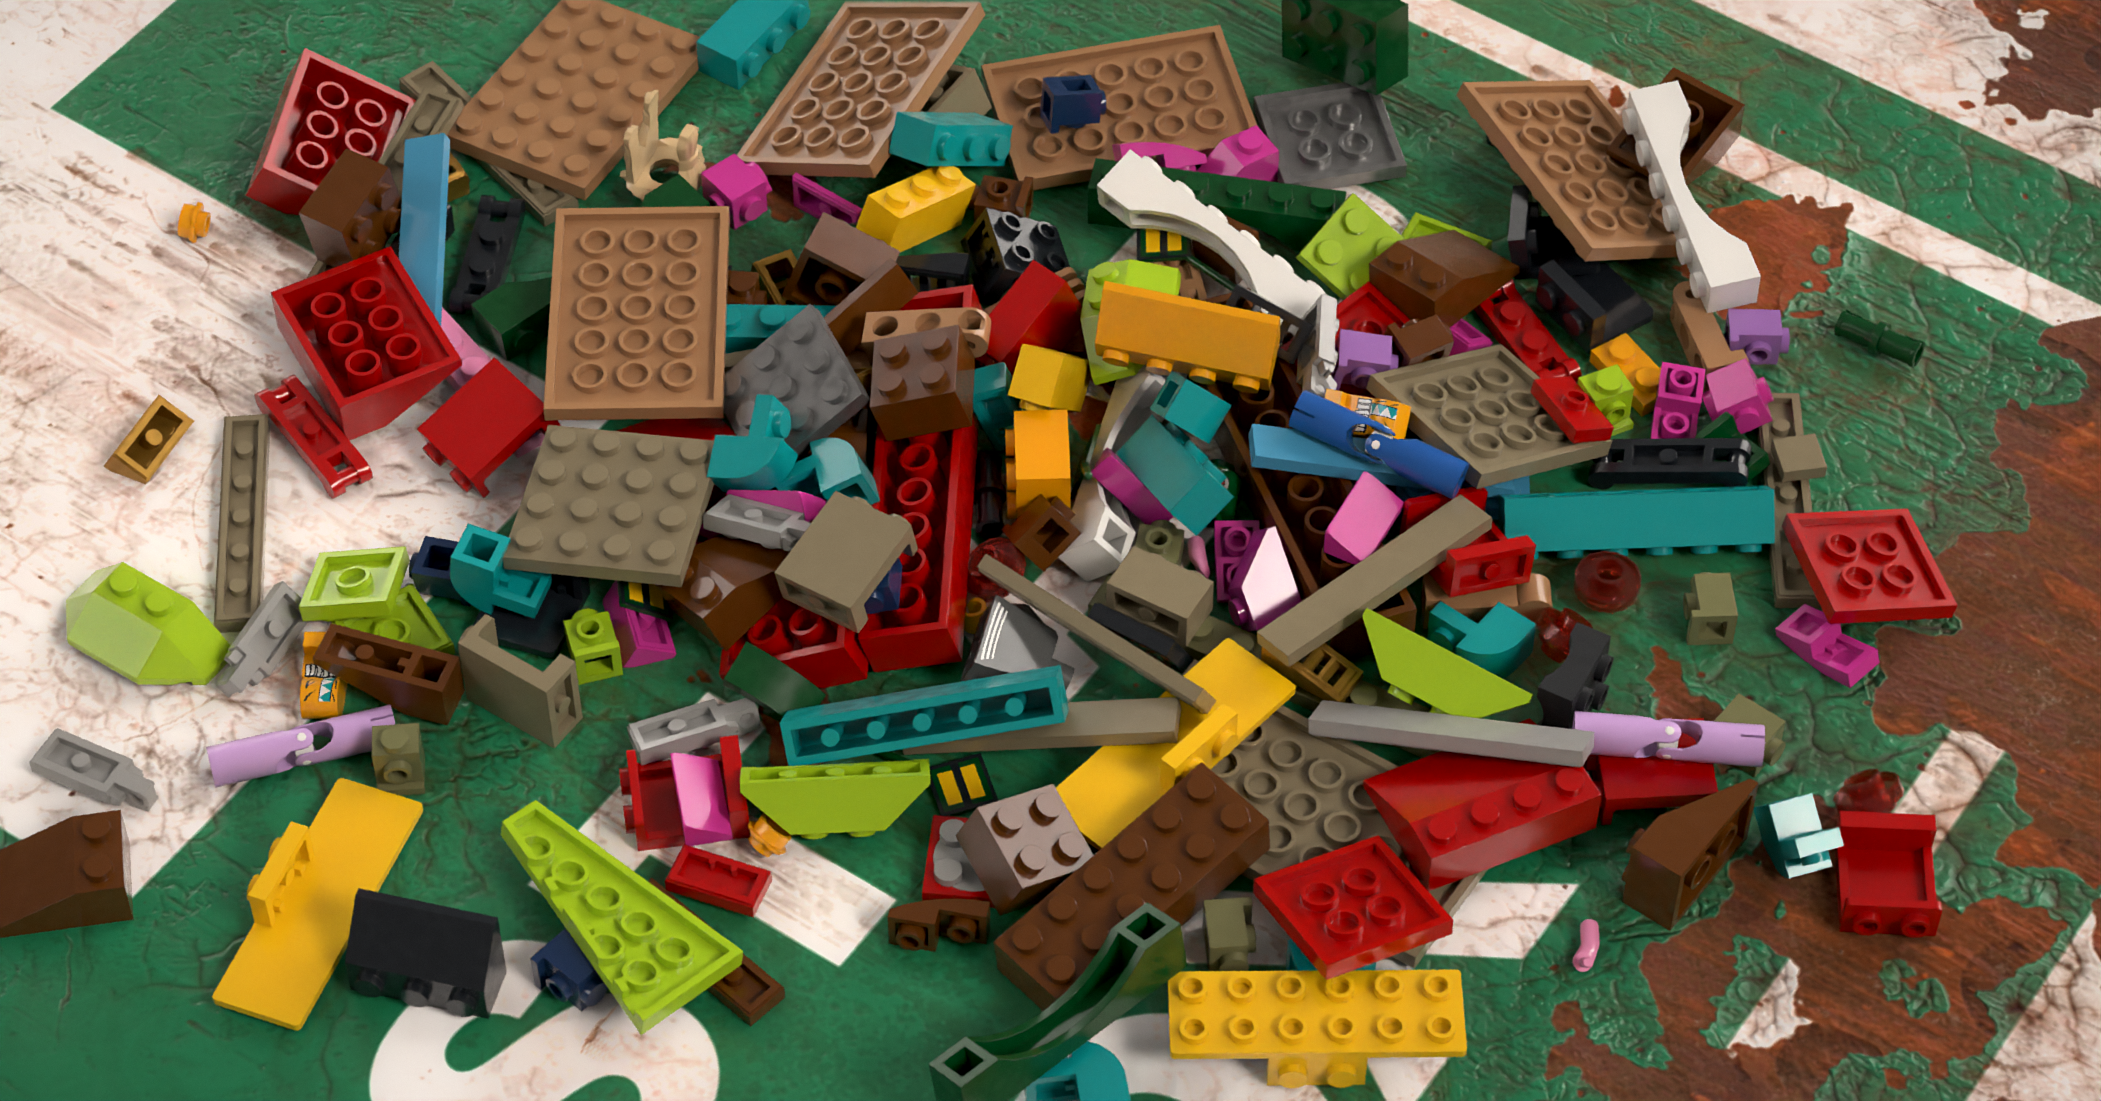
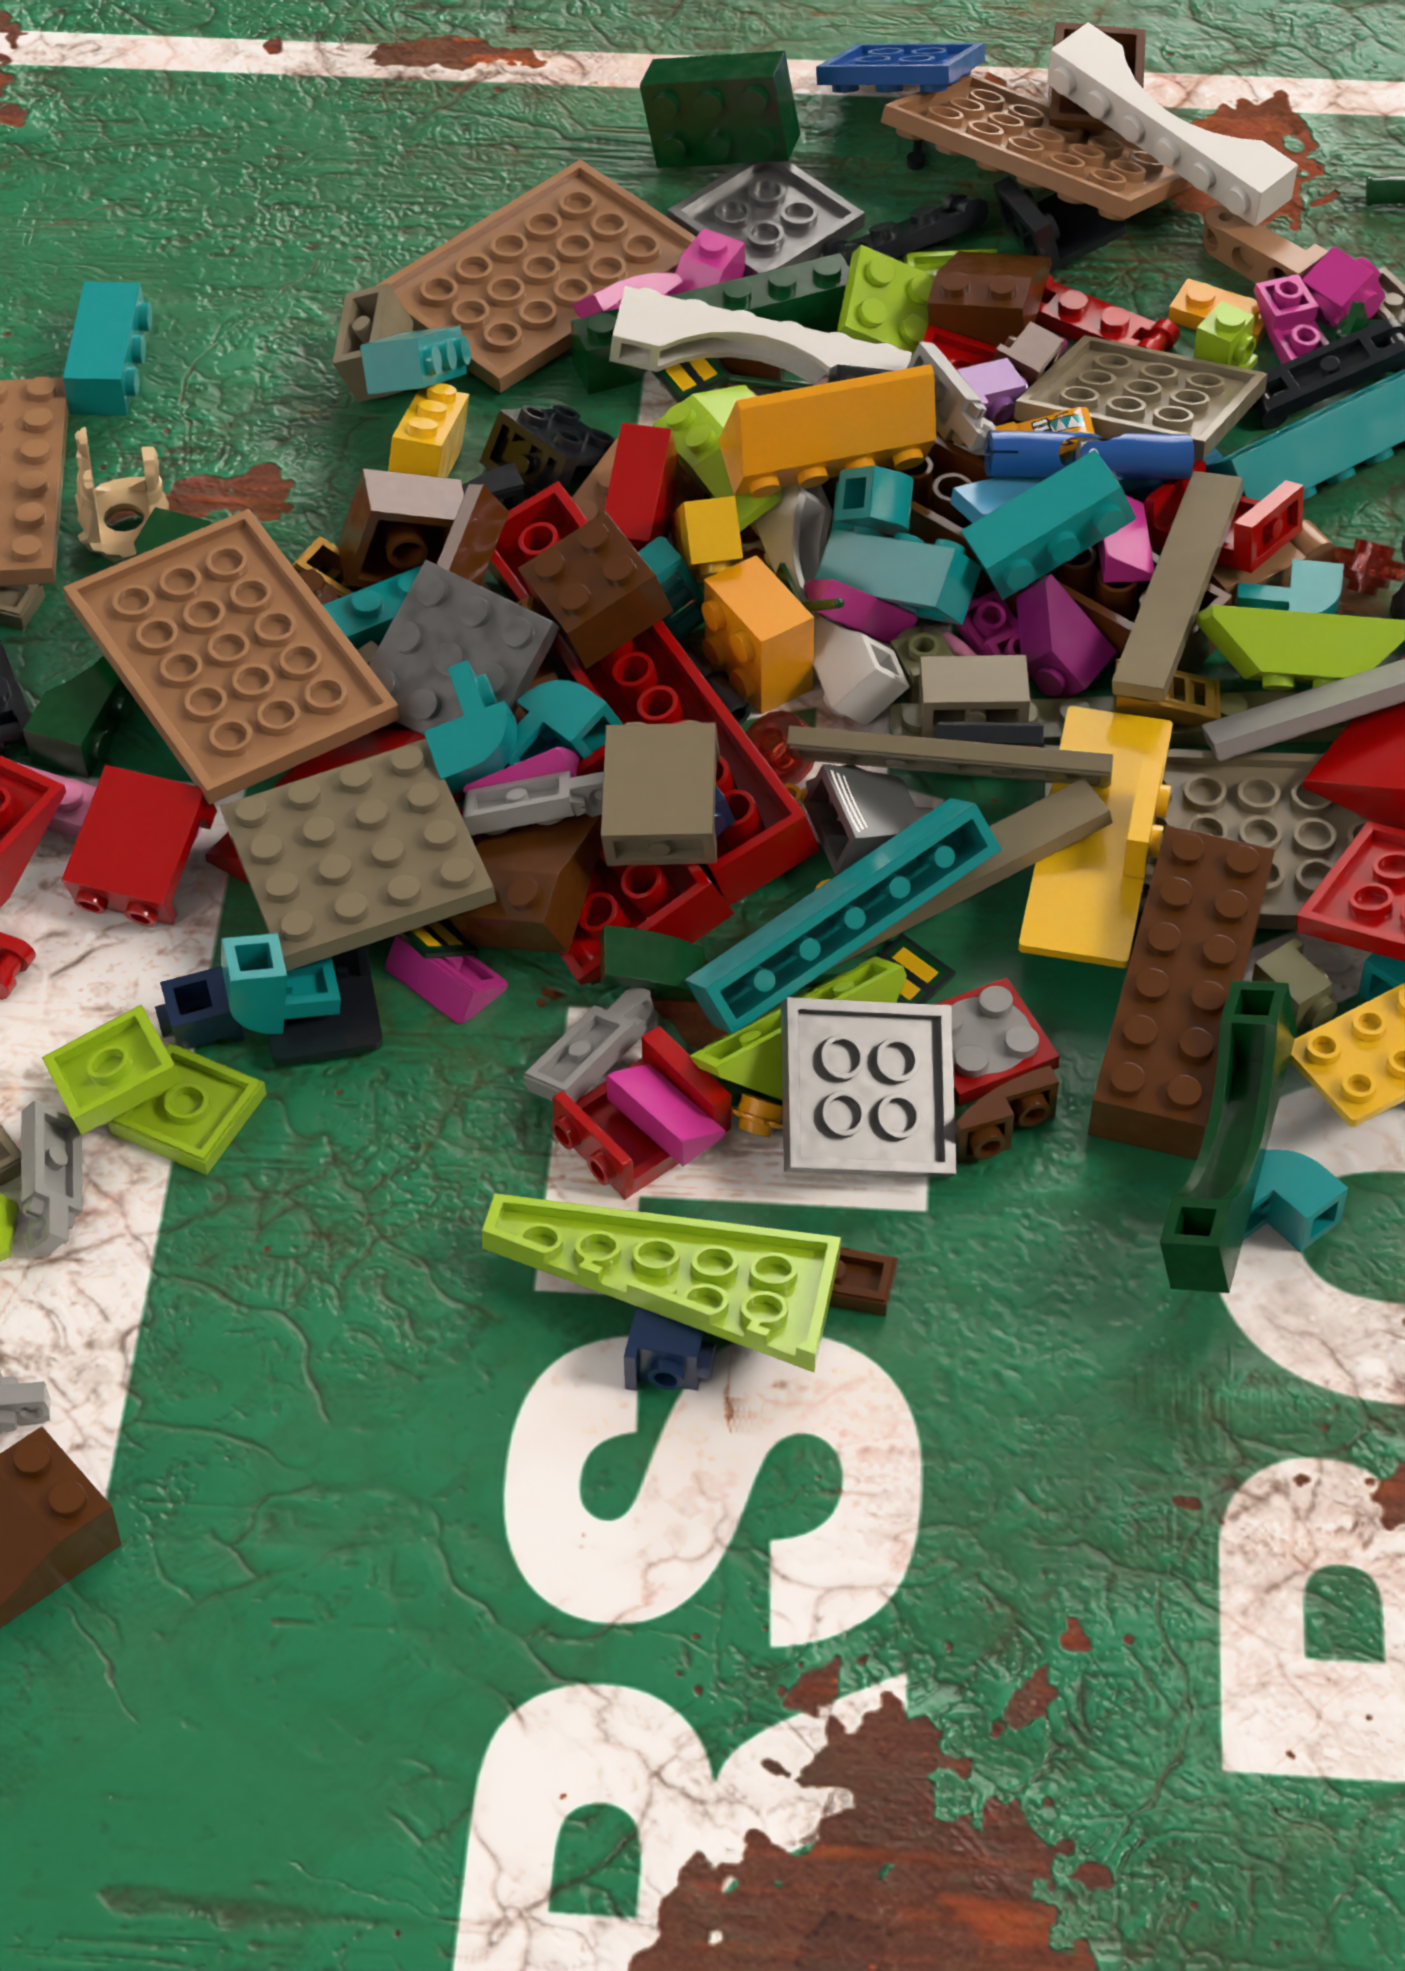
camera: 30 degrees left, 0 degrees up
(282, 750) = (158, 1282): lavender piece -> none
(307, 901) = (325, 1423): yellow bracket -> none
(320, 691) = (147, 1180): light orange leg -> none
(395, 672) = (236, 1136): reddish brown slope -> none
(399, 758) = (303, 1226): olive brick -> none
(424, 954) = (503, 1409): black slope -> none
(515, 691) = (380, 1088): dark tan panel -> none
(591, 637) = (420, 1014): lime brick -> none
(718, 880) = (740, 1185): red plate -> none
(738, 186) = (211, 495): dark pink brick -> none
(816, 200) = (315, 481): dark pink slope -> none
(843, 852) = (867, 1088): none -> plate
(848, 89) = (273, 355): medium nougat plate -> none
(886, 324) = (524, 544): medium nougat leg -> none
(1003, 195) = (493, 395): reddish brown brick -> none
(1023, 847) = (1046, 996): brick -> none
(1043, 531) = (807, 686): reddish brown brick -> none
(1071, 102) = (502, 280): dark blue brick -> none
(1298, 486) = (1049, 524): none -> teal brick
(1445, 198) = (922, 229): none -> black plate
(1526, 52) = (900, 64): none -> blue plate
(1572, 409) = (1212, 359): red plate -> none
(1591, 305) = (1135, 268): black bracket -> none
(1607, 581) = (1364, 501): clear red plate -> none
(1757, 333) = (1310, 224): medium lavender brick -> none

